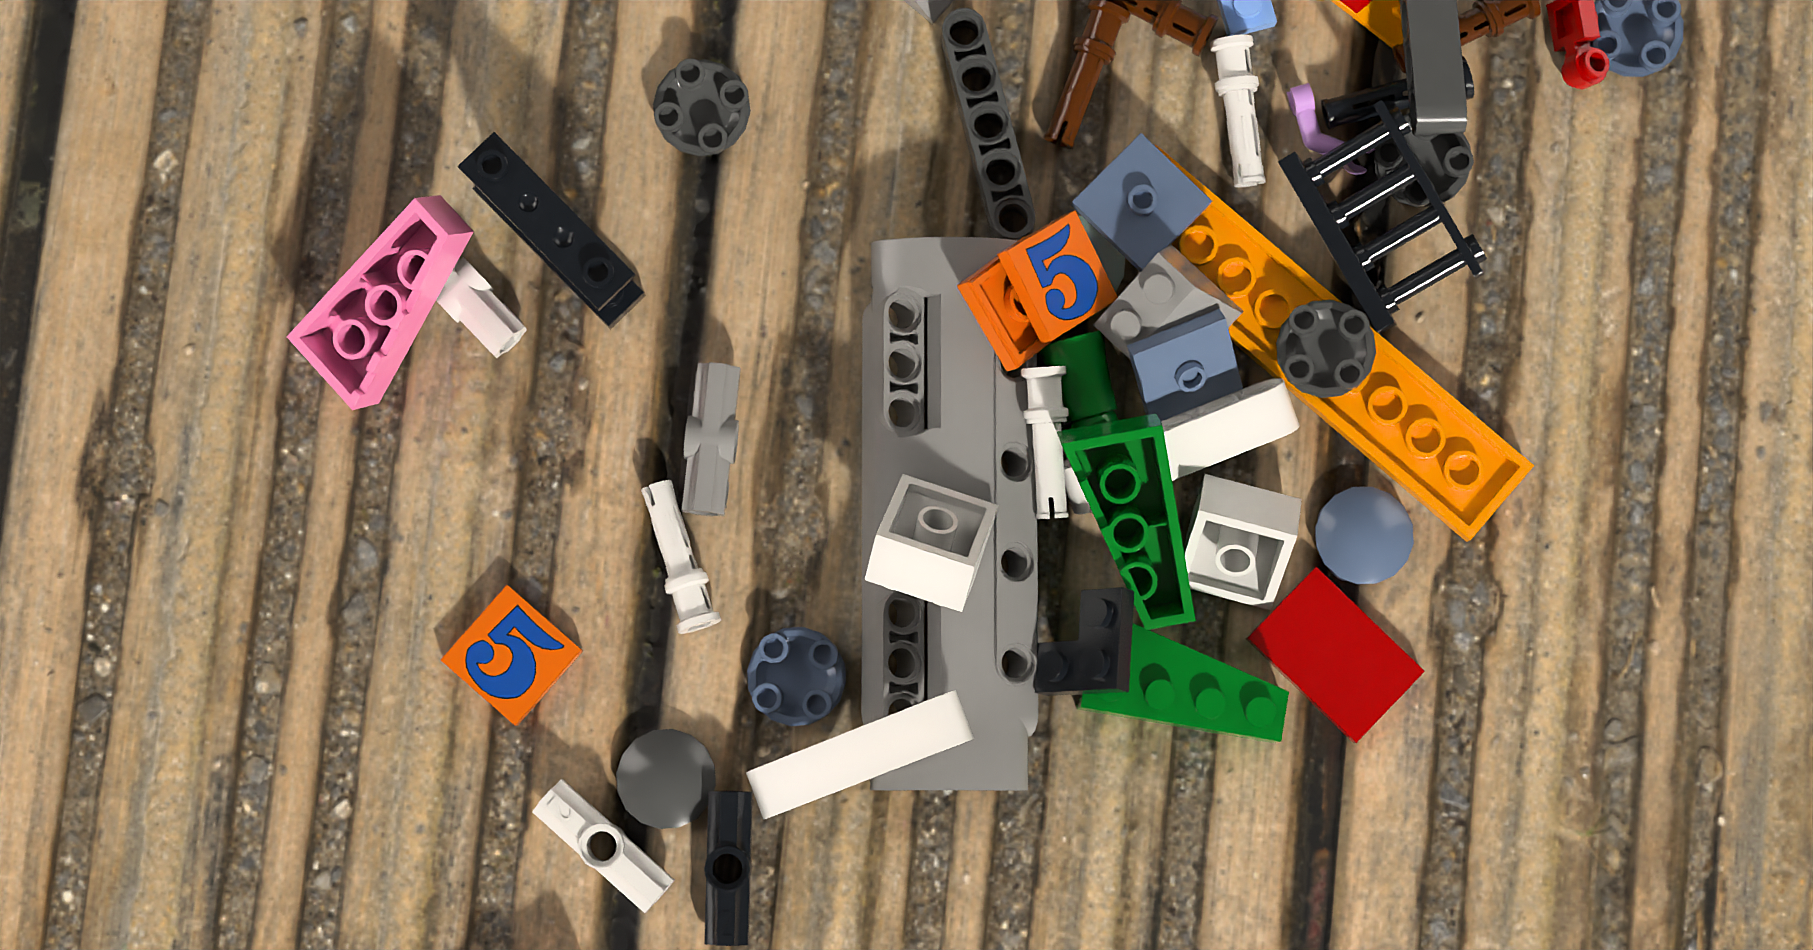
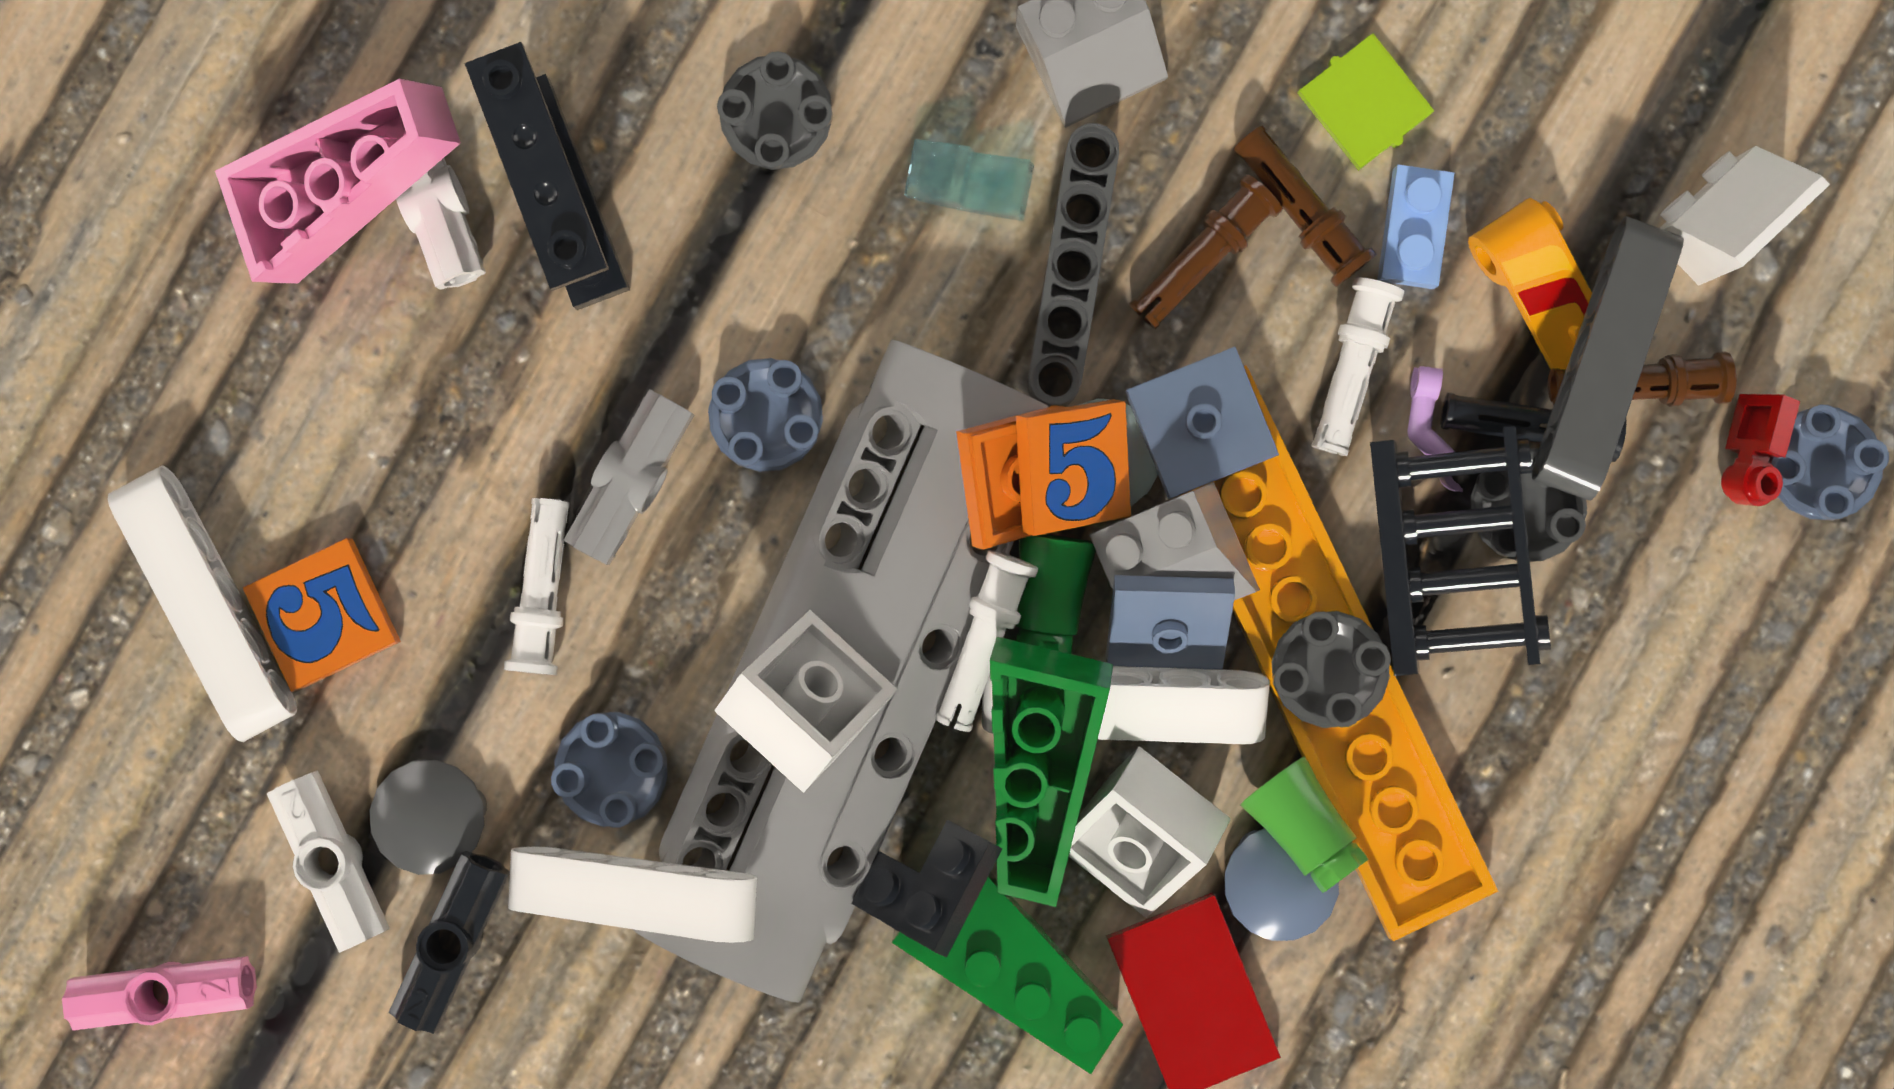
camera: 30 degrees right, 5 degrees up
(414, 686) = (202, 603): none -> white beam
(797, 345) = (765, 414): none -> sand blue dish
(876, 96) = (969, 180): none -> clear light blue slope
(1361, 476) = (1306, 825): none -> bright green plant

